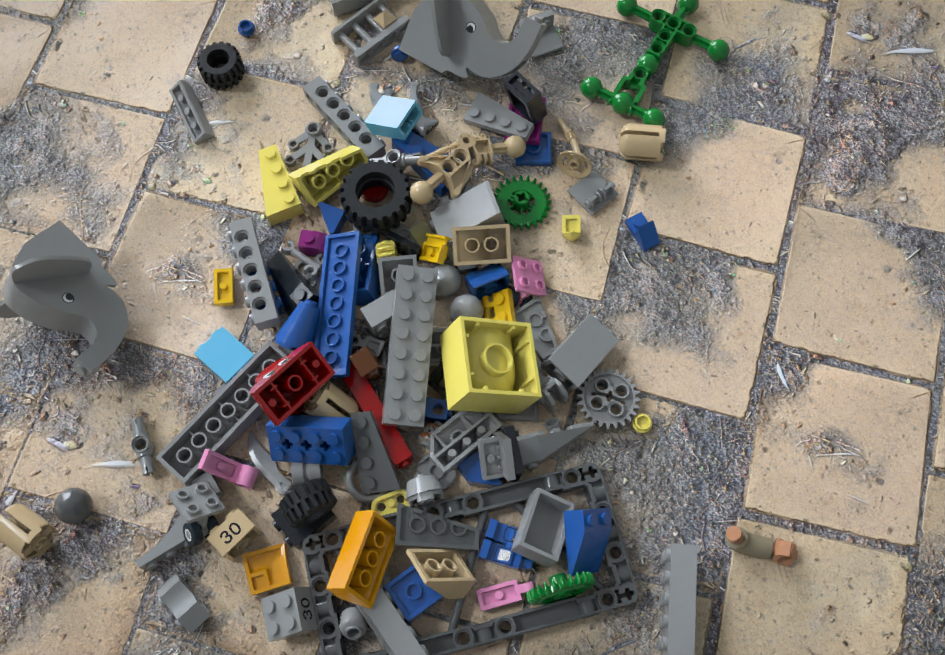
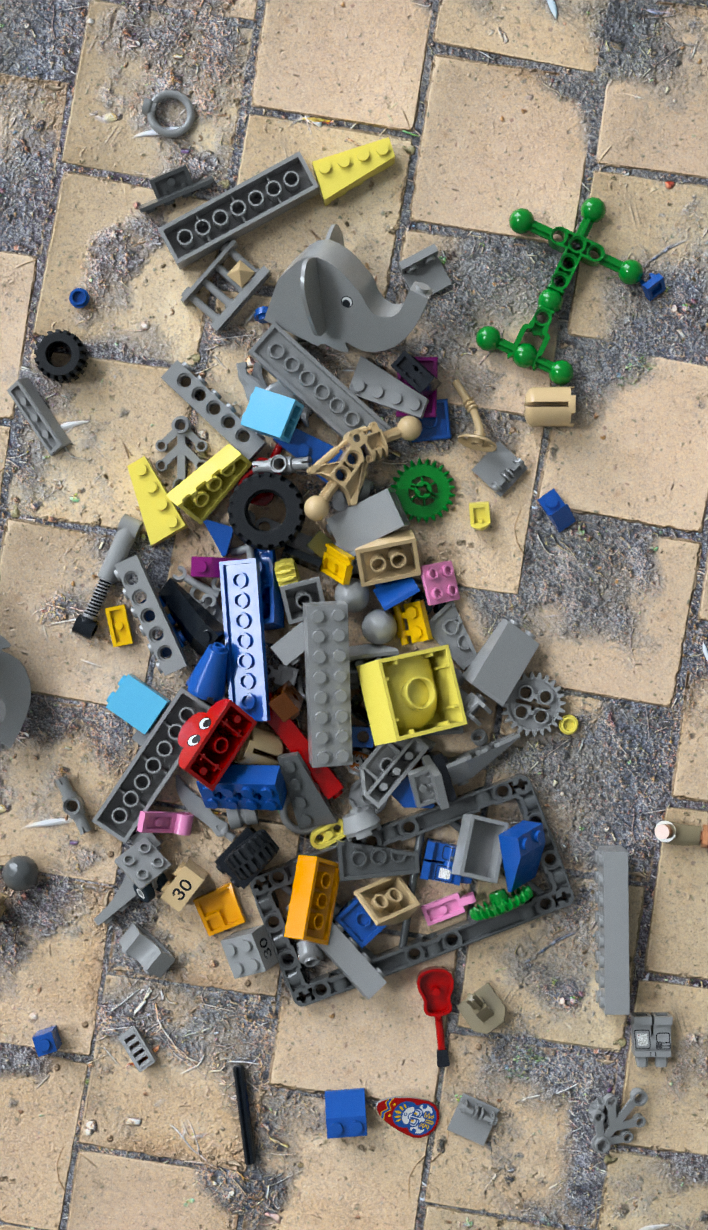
camera: 10 degrees left, 20 degrees up
(194, 281) = (127, 533): none -> piece
(436, 104) = (312, 383): none -> light grey plate
(737, 63) = (654, 286): none -> blue tile

